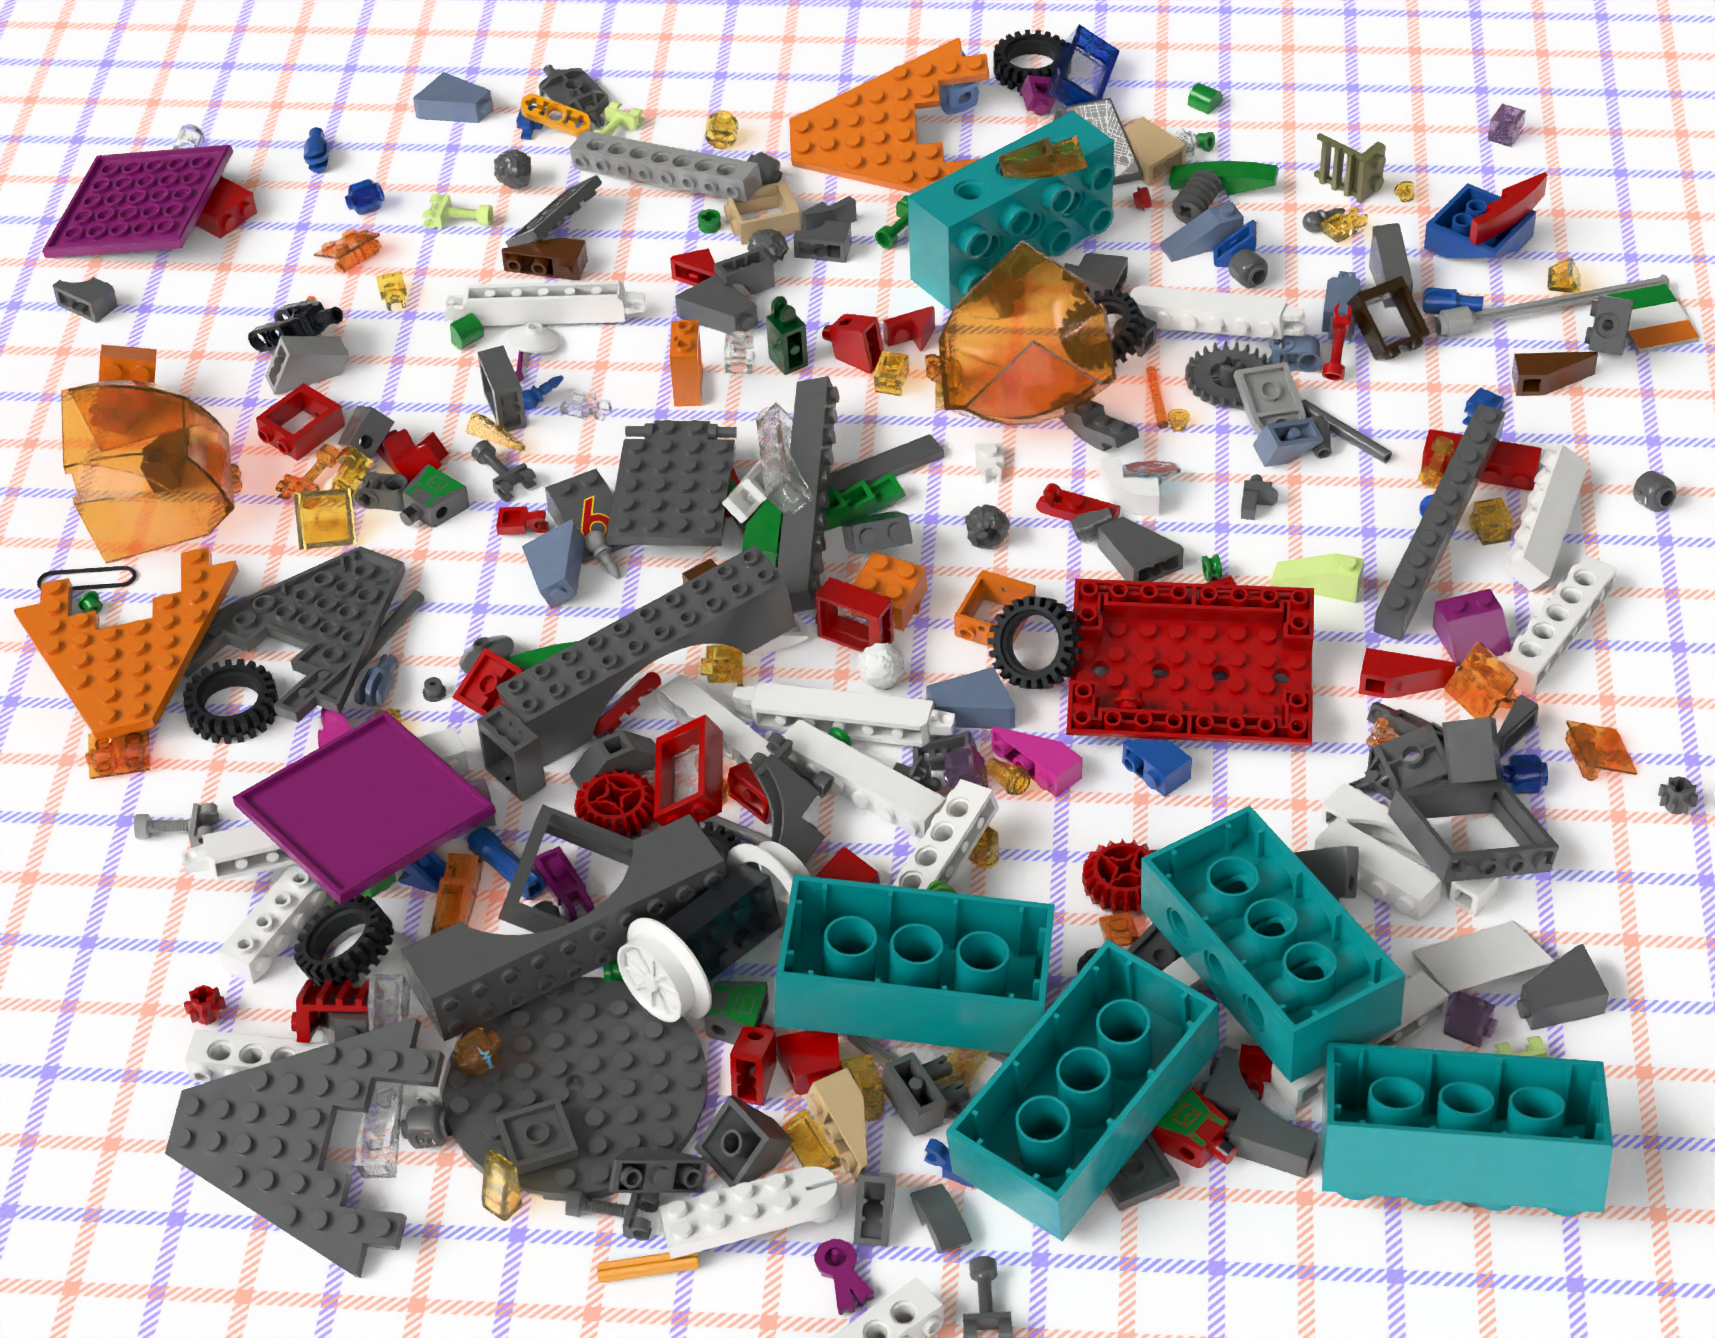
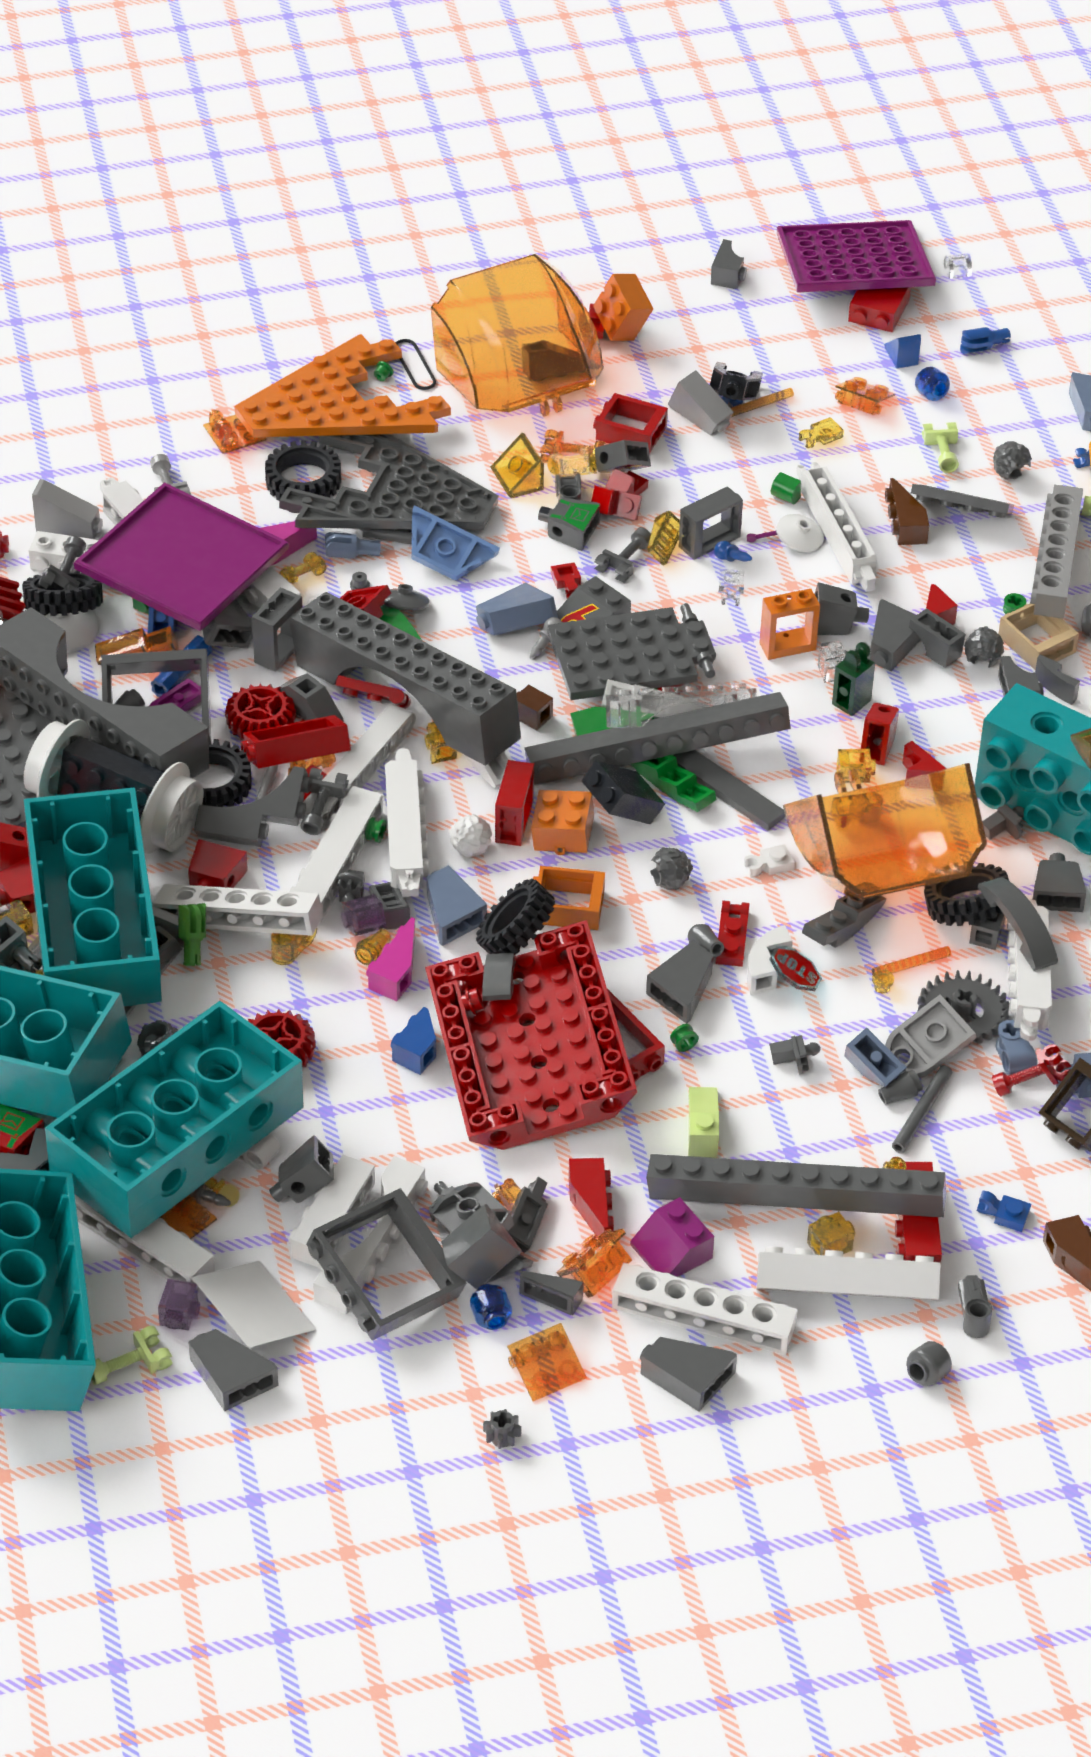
camera: 70 degrees right, 0 degrees up
(194, 924) = (63, 512): none -> light grey slope
(284, 910) = (74, 548): none -> dark grey bar
(299, 204) = (904, 351): none -> blue slope
(424, 600) = (446, 546): none -> medium blue wing
(662, 331) = (838, 610): none -> dark grey torso
(1111, 671) = (498, 976): none -> dark grey slope
(1140, 290) = (1024, 919): none -> dark grey slope
(1603, 448) = (975, 1306): none -> dark grey piece
(1632, 650) = (687, 1369): none -> dark grey slope

